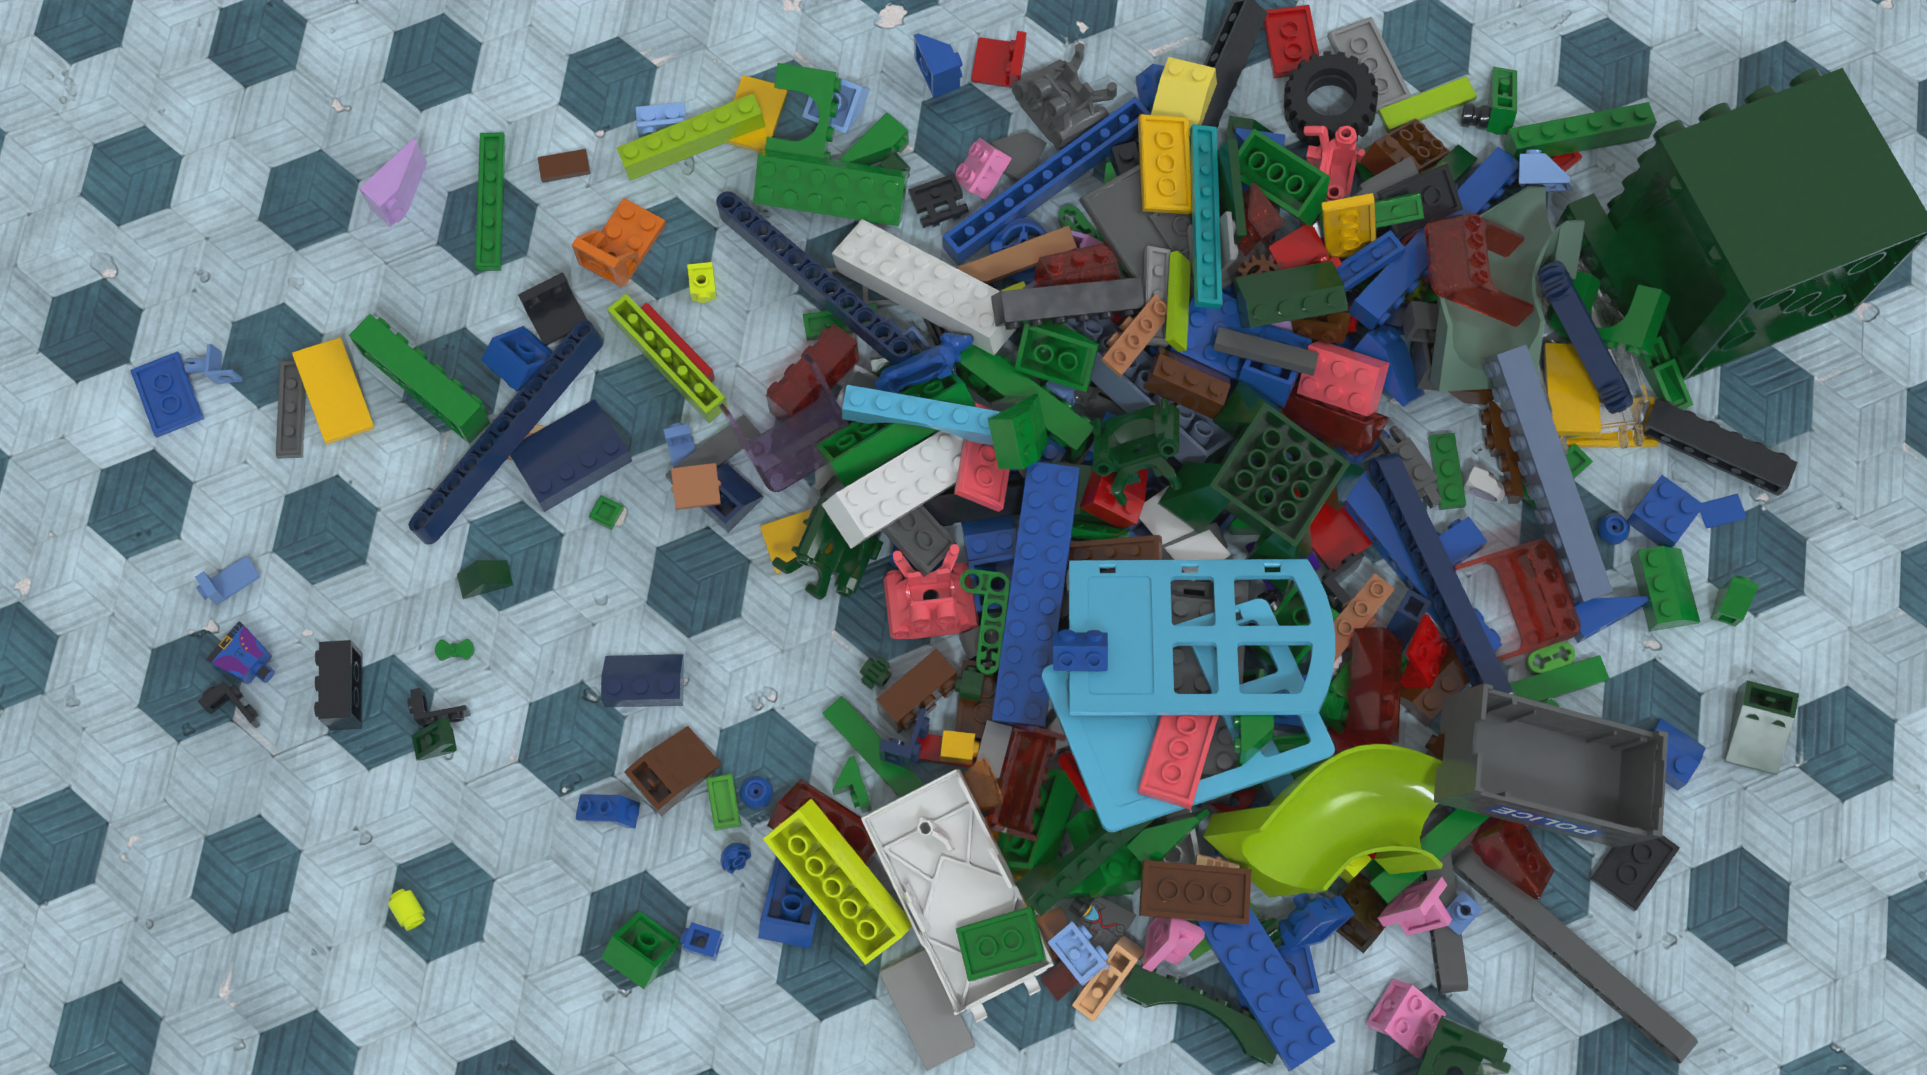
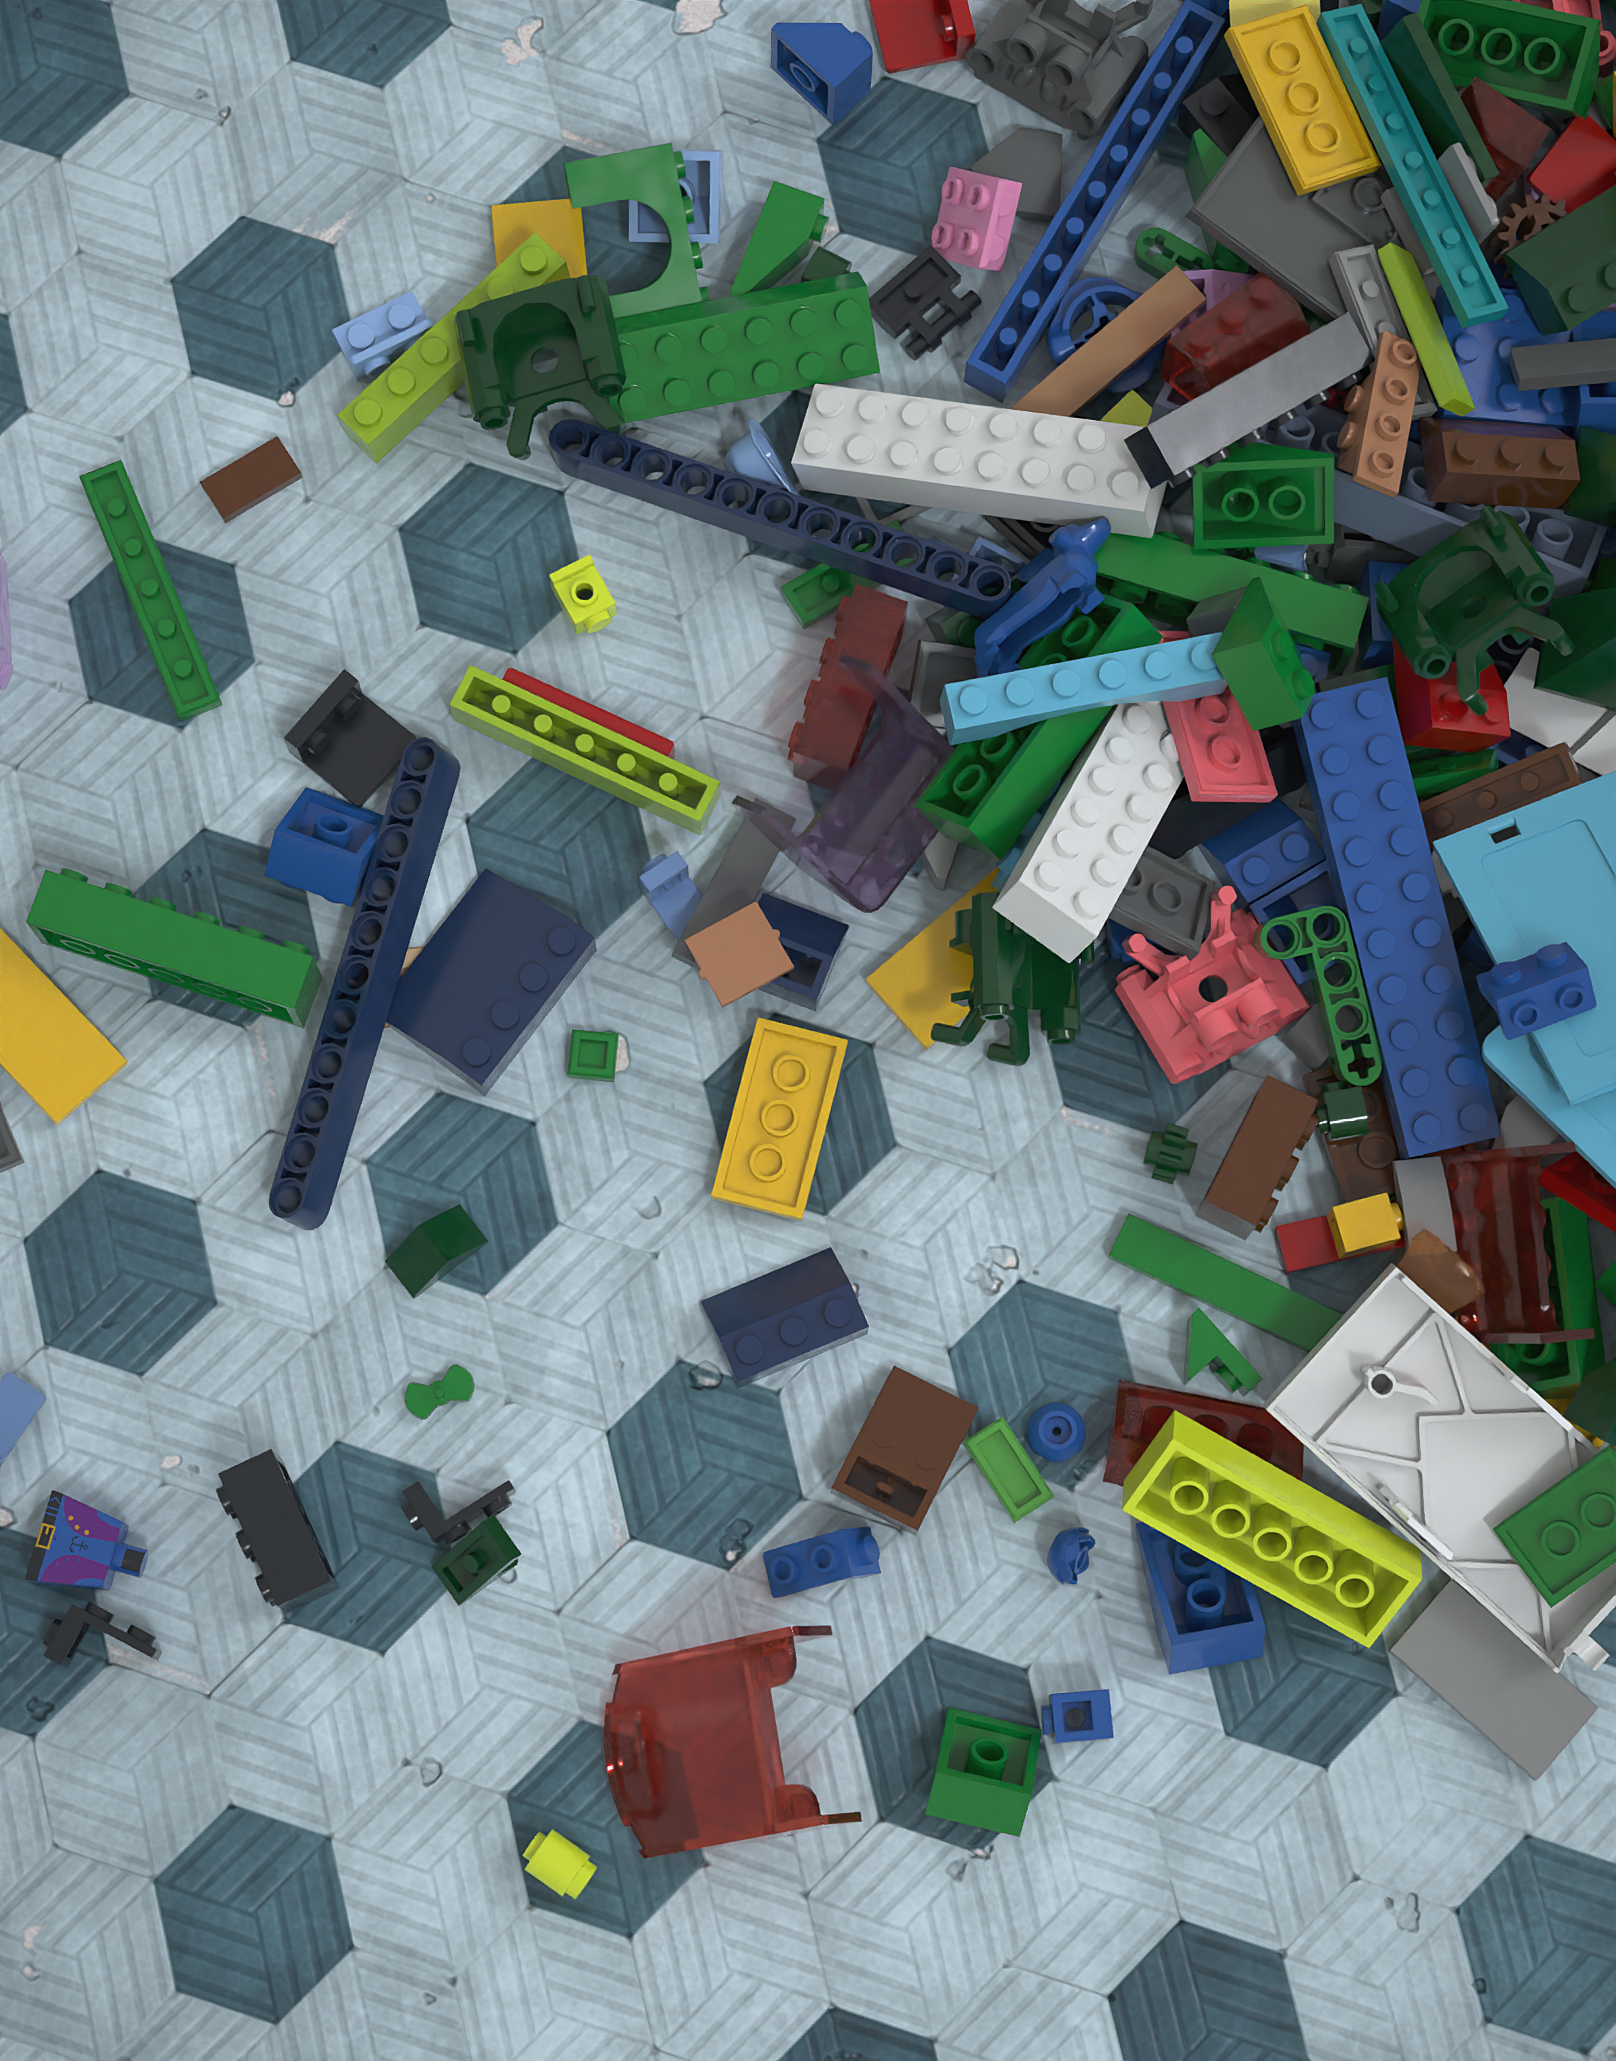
camera: 25 degrees left, 5 degrees up
(504, 878) = (700, 1747): none -> clear red windscreen
(620, 244) = (412, 579): orange bracket -> none
(684, 579) = (779, 1119): none -> yellow plate
(724, 138) = (514, 332): none -> dark green piece
(820, 248) = (757, 459): none -> light blue piece
(903, 756) = (1287, 1271): dark blue bracket -> none

